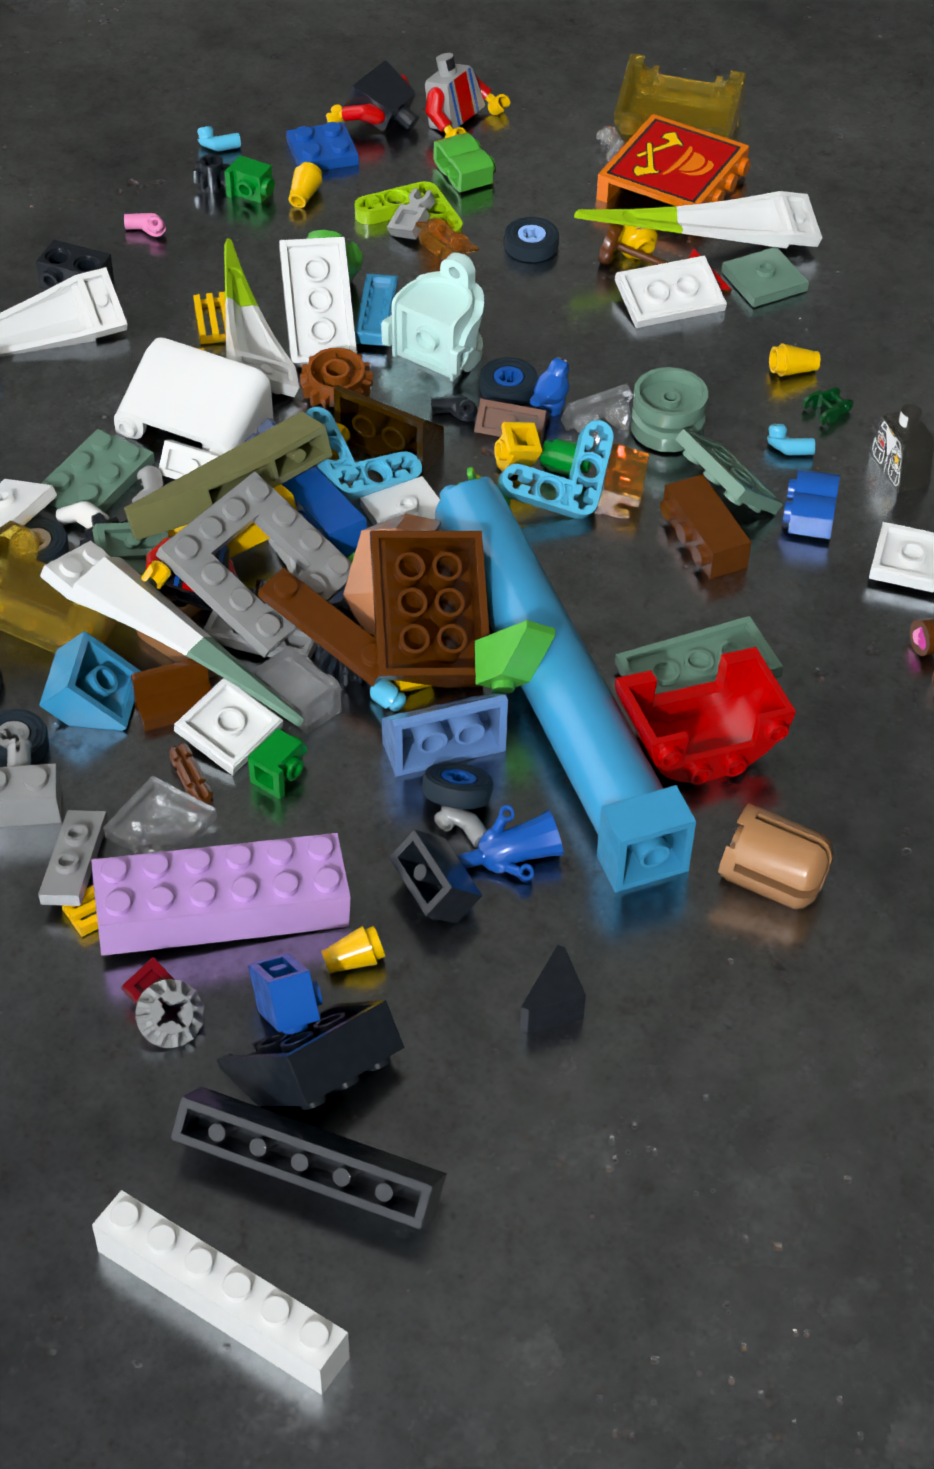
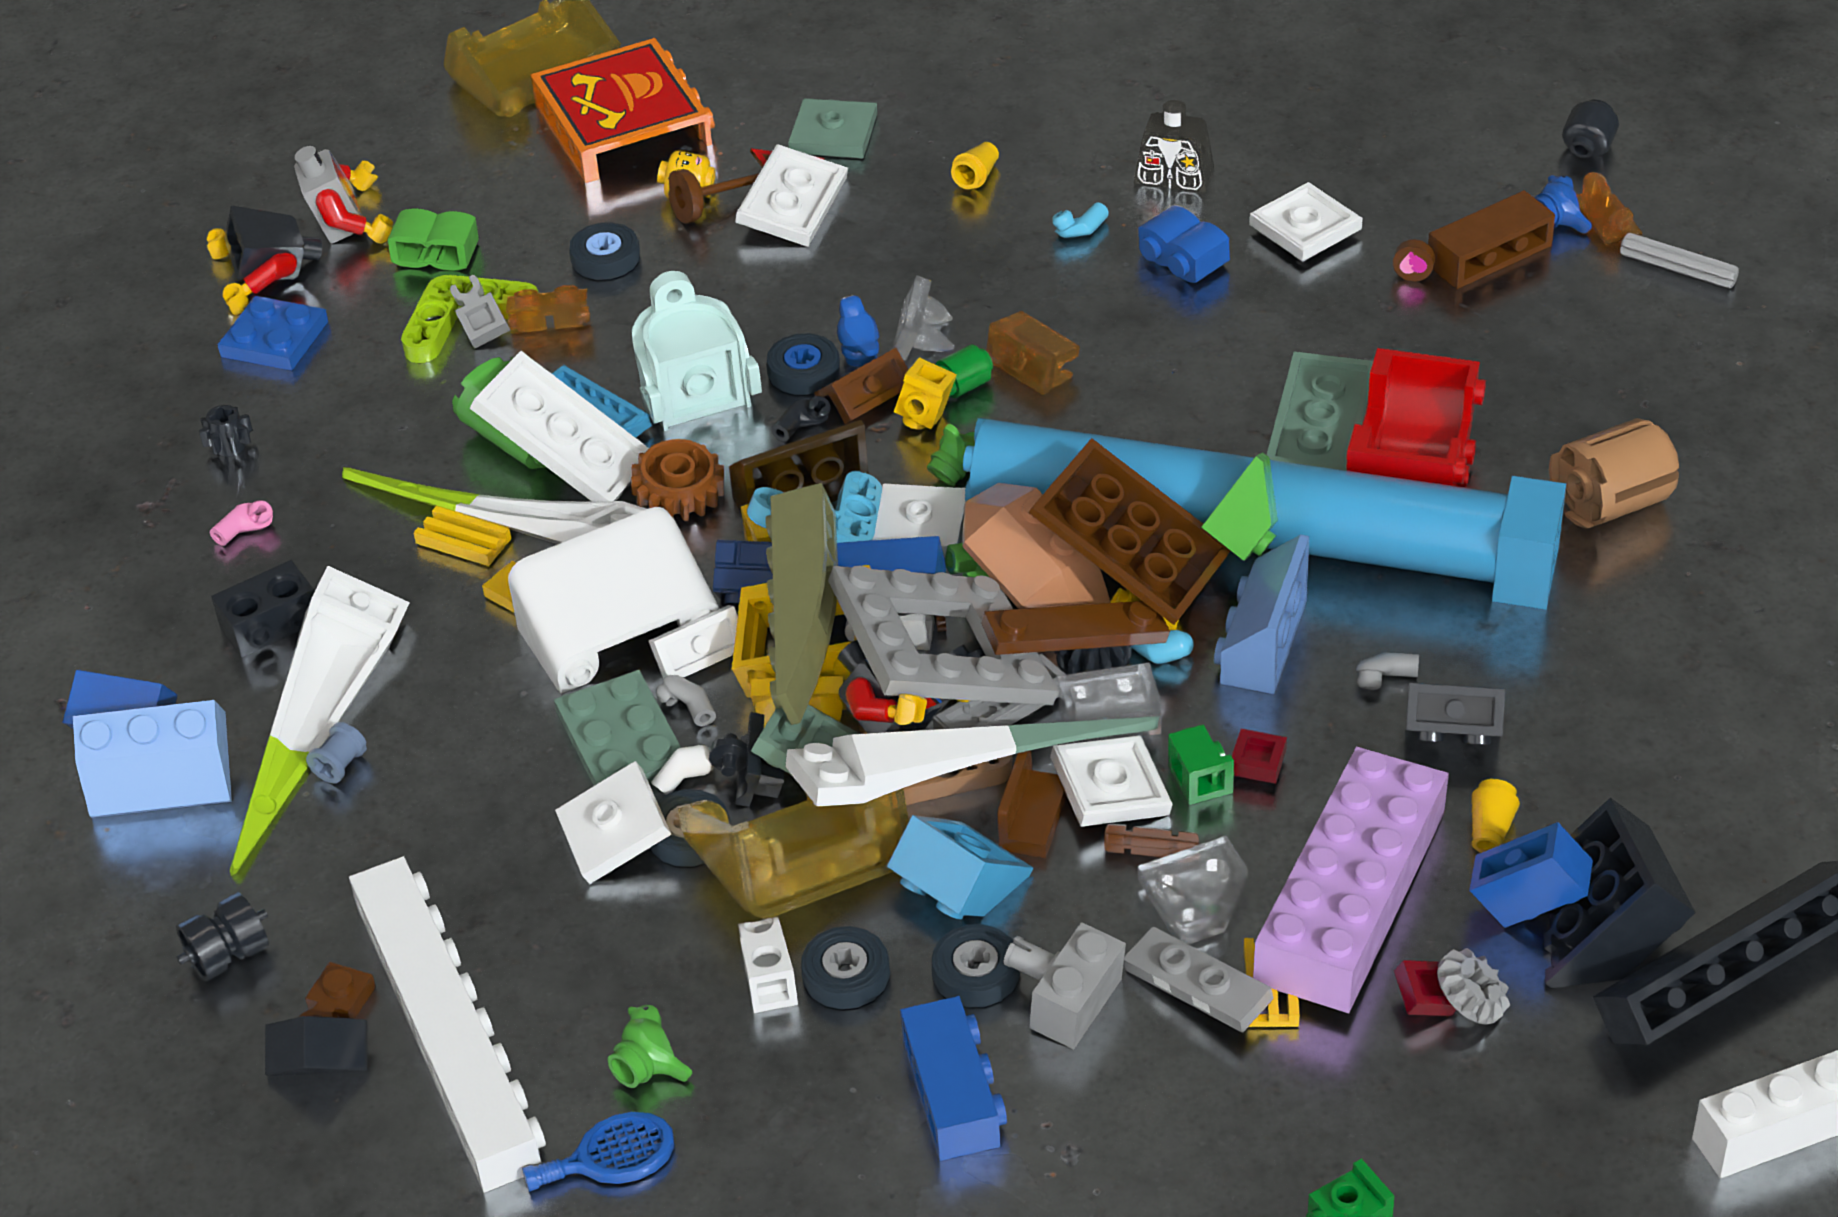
camera: 50 degrees left, 5 degrees down
(218, 143) = (169, 407): medium azure arm -> none
(249, 179) = (274, 405): green brick -> none
(305, 182) = (325, 367): yellow cone -> none
(313, 792) = (1259, 755): none -> dark red plate
(457, 785) = (1343, 644): black bush -> none
(526, 841) = (1448, 634): blue piece -> none
(555, 996) = (1649, 694): black slope -> none
(566, 489) = (1024, 392): medium azure beam -> none
(611, 137) = (525, 127): clear arm -> none
(665, 404) = (973, 268): sand green wheel -> none
(705, 526) = (1147, 324): reddish brown brick -> none
(725, 469) = (1098, 273): sand green plate -> none
(761, 219) = (762, 87): white plate -> none
(825, 398) = (1041, 174): dark green piece -> none

